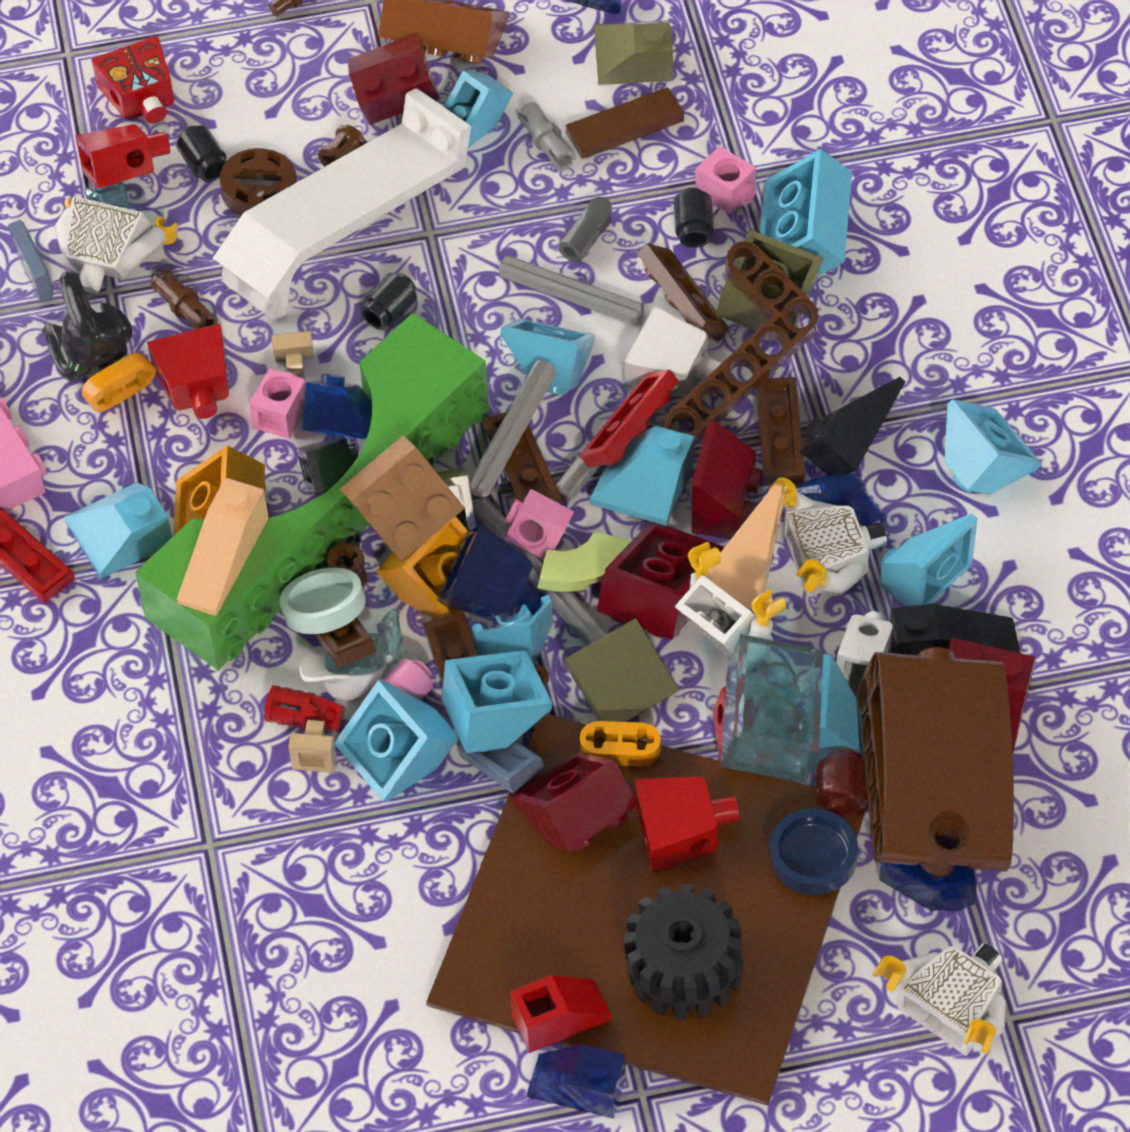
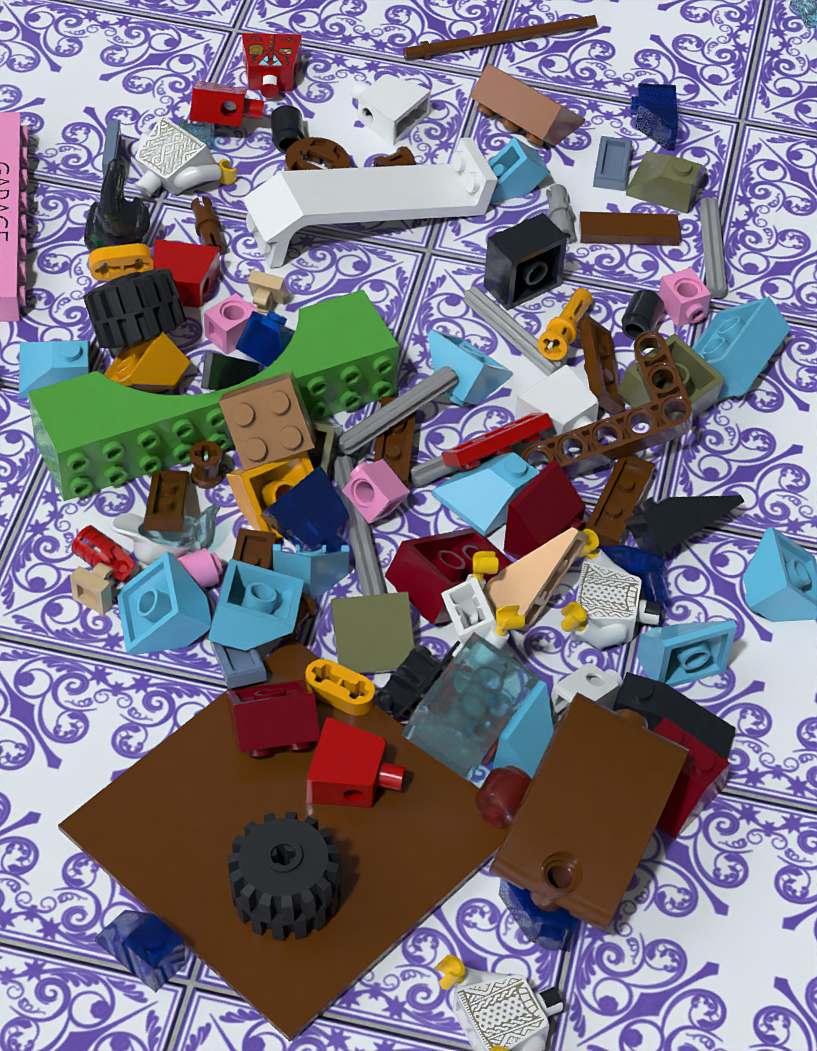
camera: 20 degrees right, 5 degrees down
(179, 431) = (134, 308): none -> black wheel
(223, 545) = (104, 395): light nougat slope -> none
(298, 81) = (391, 106): none -> white torso
(322, 600) = (165, 476): light aqua piece -> none
(387, 74) = (449, 122): dark red slope -> none
(388, 300) = (367, 277): black brick -> none
(545, 206) = (524, 261): none -> black brick
(557, 1009) = (152, 876): red slope -> none
(566, 53) = (612, 163): none -> sand blue tile
(581, 566) = (385, 535): yellowish green tile -> none
(586, 230) = (550, 292): dark grey bar -> none
(626, 268) = (563, 329): none -> light orange pin
(693, 704) = (412, 681): none -> black hinge
(722, 109) = (713, 247): none -> light grey axle
(813, 851) = (449, 843): dark blue piece -> none

